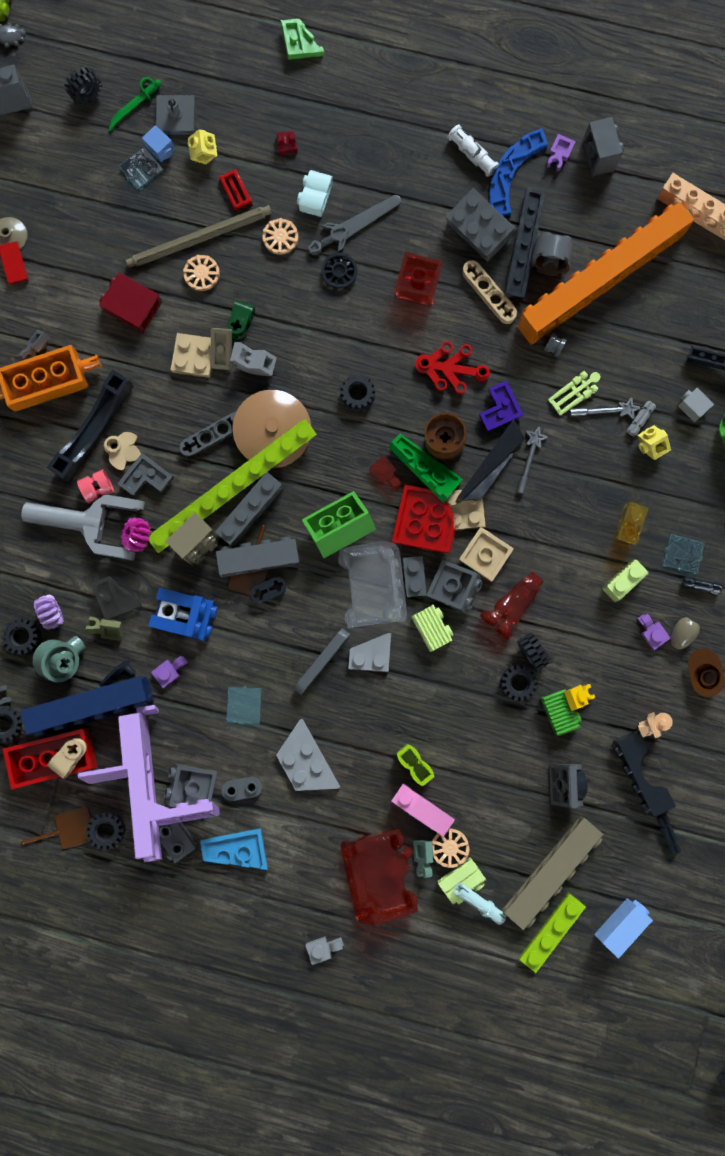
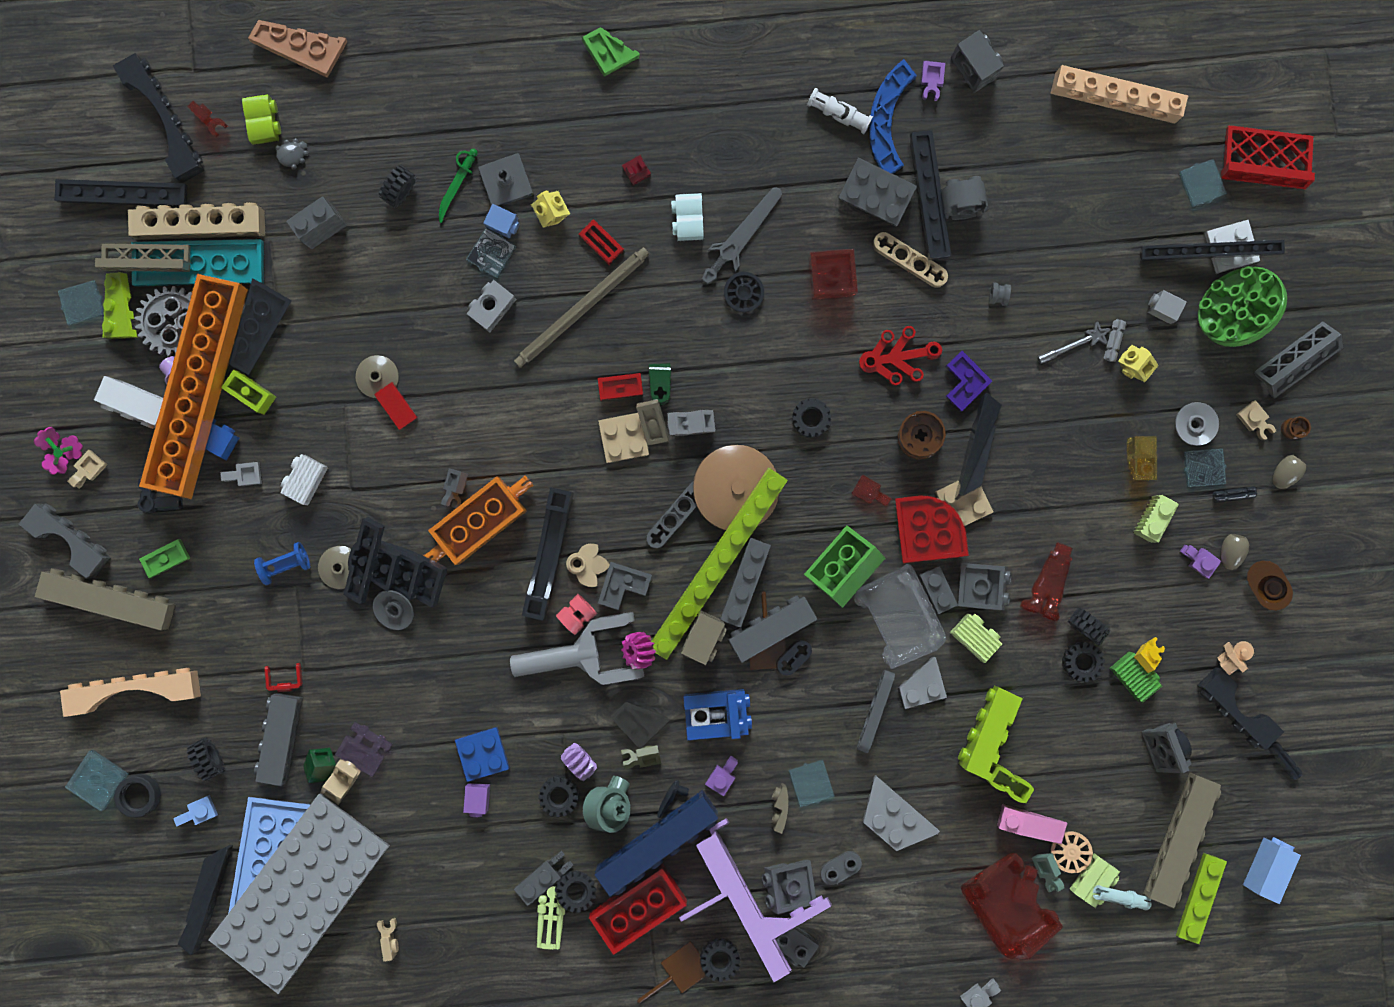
camera: 25 degrees left, 5 degrees up
(66, 759) = (660, 906): tan piece -> none
(121, 218) = (489, 318): none -> light grey brick
(130, 302) = (536, 405): dark red brick -> none
(201, 272) = (599, 345): light nougat wheel -> none
(206, 311) = (620, 386): none -> red plate
(211, 709) = (780, 799): none -> dark tan slope
(238, 848) = (858, 929): dark azure wing -> none
(280, 236) = (668, 276): light nougat wheel -> none
(415, 714) = (989, 732): none -> lime wedge
(429, 470) = (913, 473): green wing -> none
(486, 554) = (1004, 541): tan plate -> none
(534, 441) = (1012, 402): flat silver piece -> none
(594, 378) = (1051, 315): yellowish green piece -> none
(605, 272) = (1027, 199): orange brick -> none
(697, 511) = (1206, 421): none -> light grey dish

